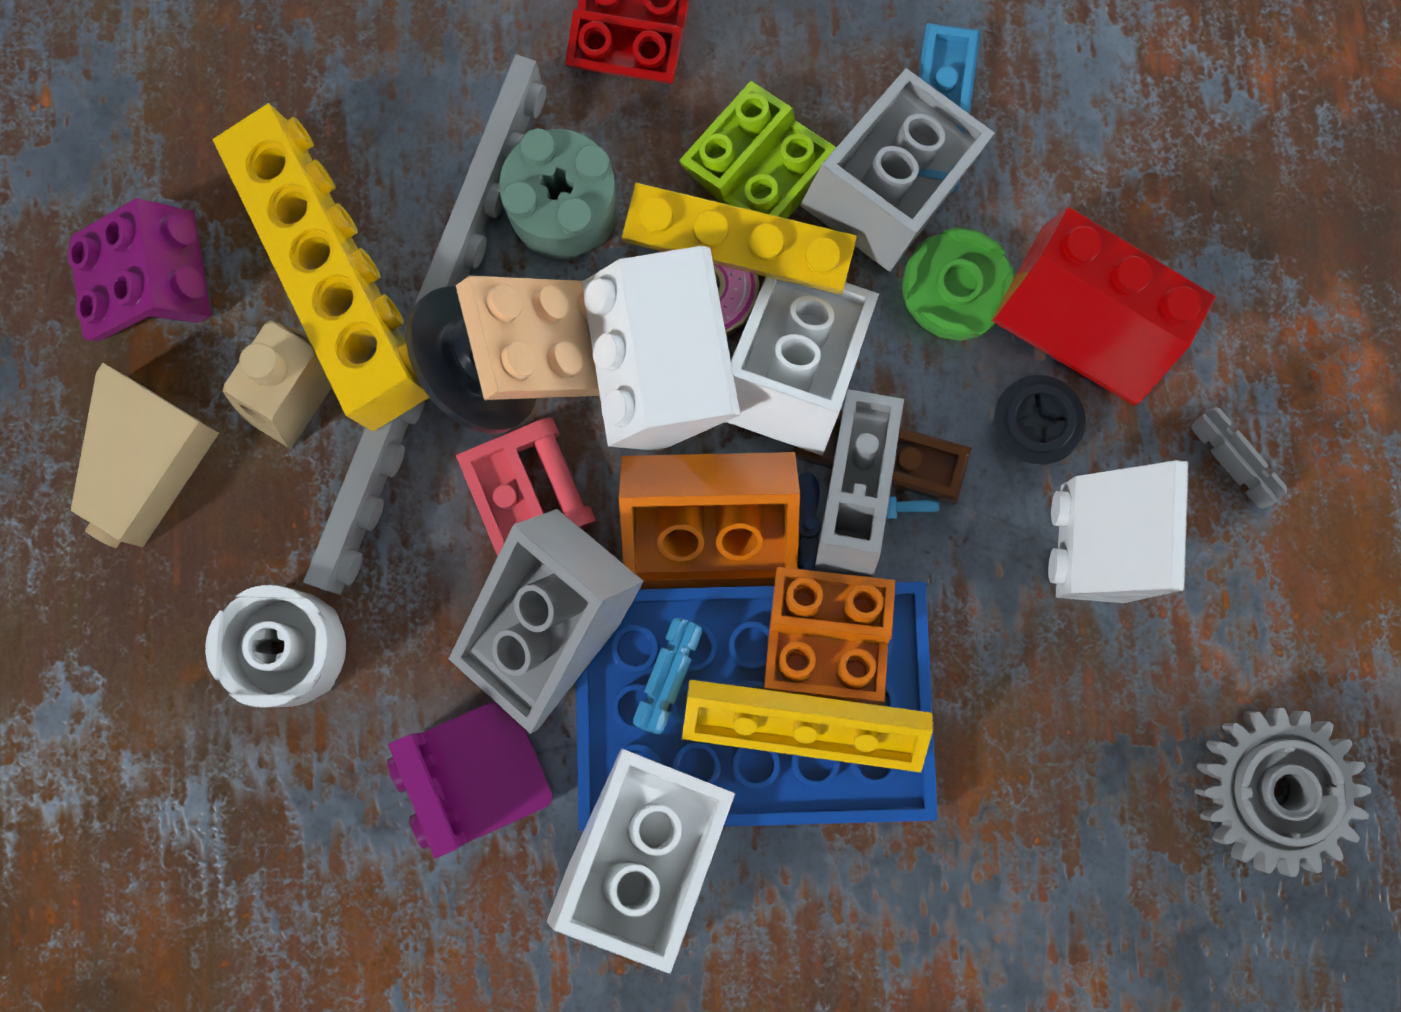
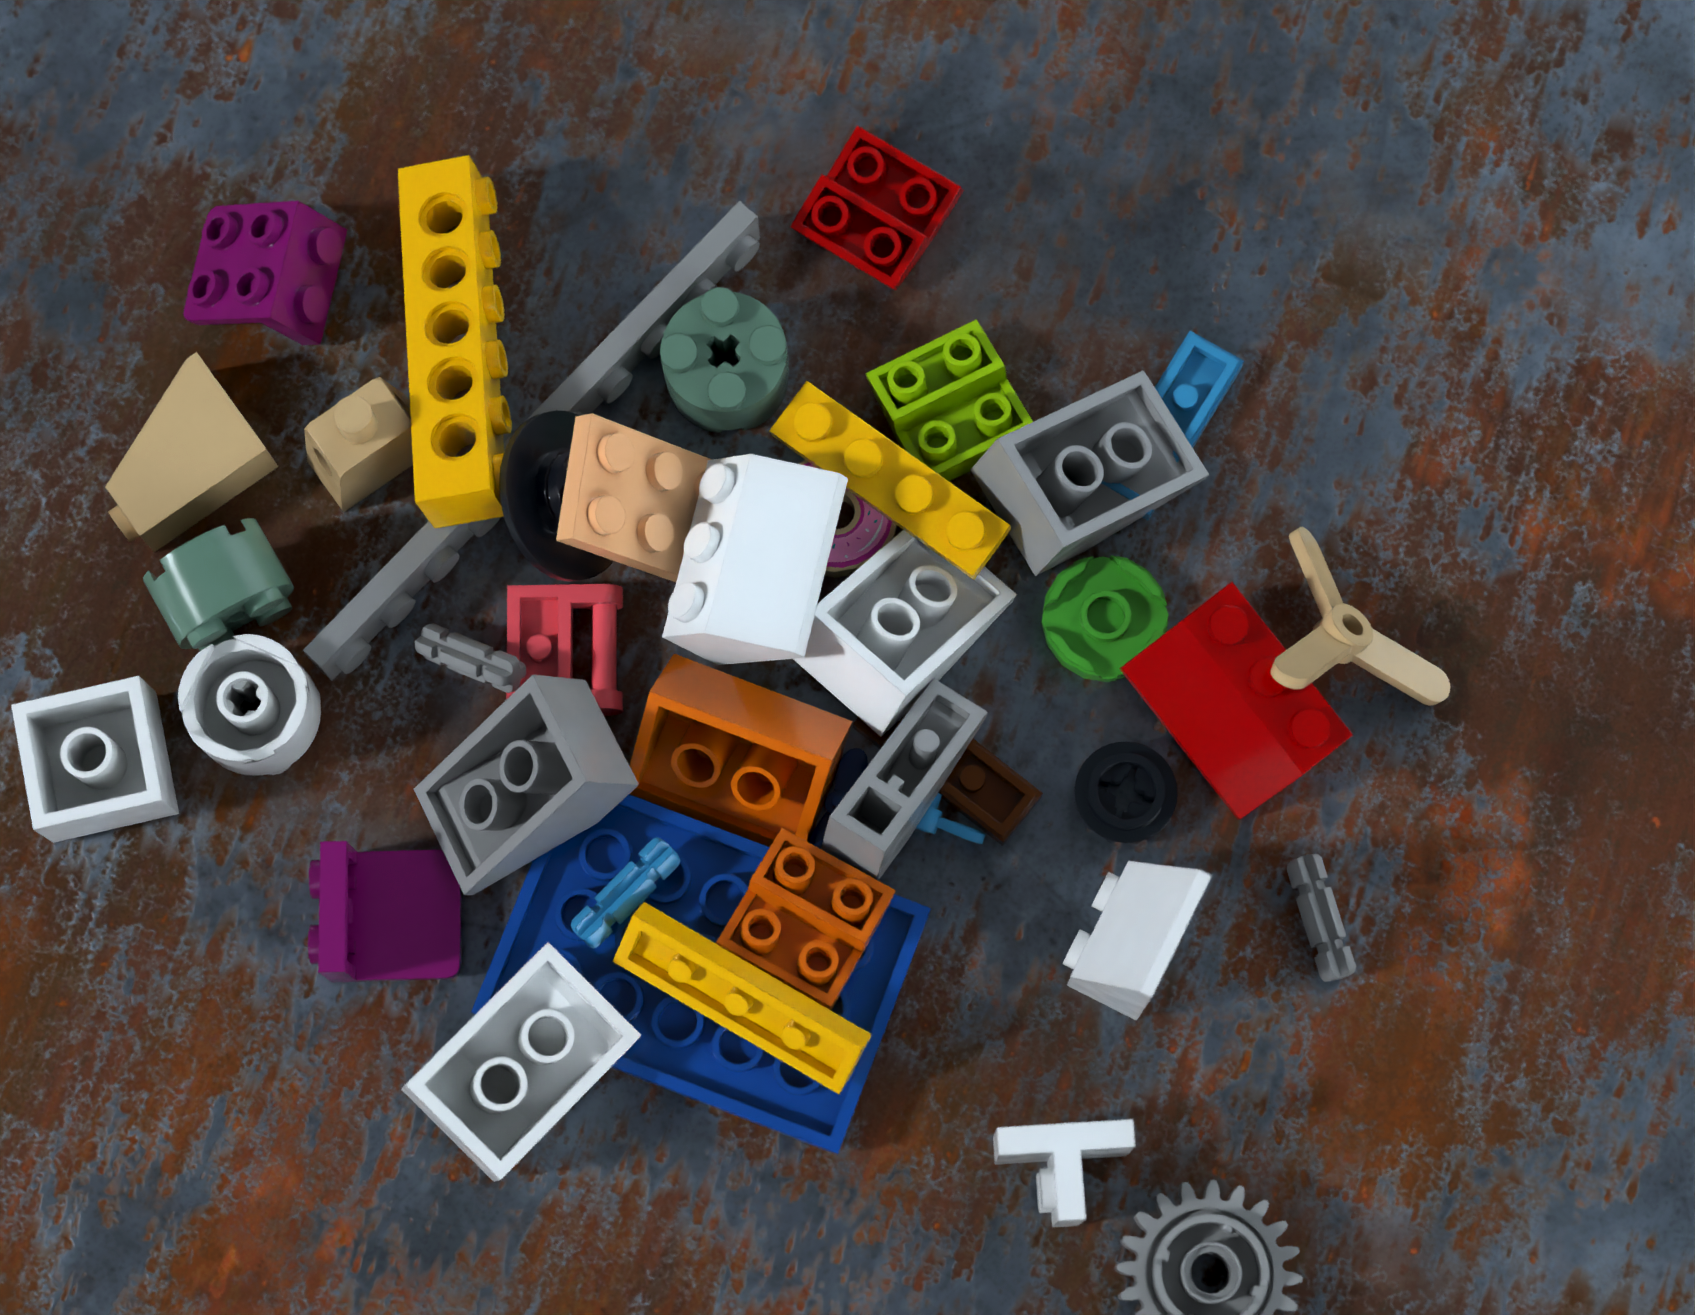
camera: 25 degrees right, 5 degrees down
(159, 749) = (94, 759): none -> white brick
(206, 555) = (220, 585): none -> sand green brick
(451, 529) = (470, 657): none -> light grey axle
(1133, 751) = (1063, 1146): none -> white bracket
(1170, 219) = (1348, 637): none -> tan piece

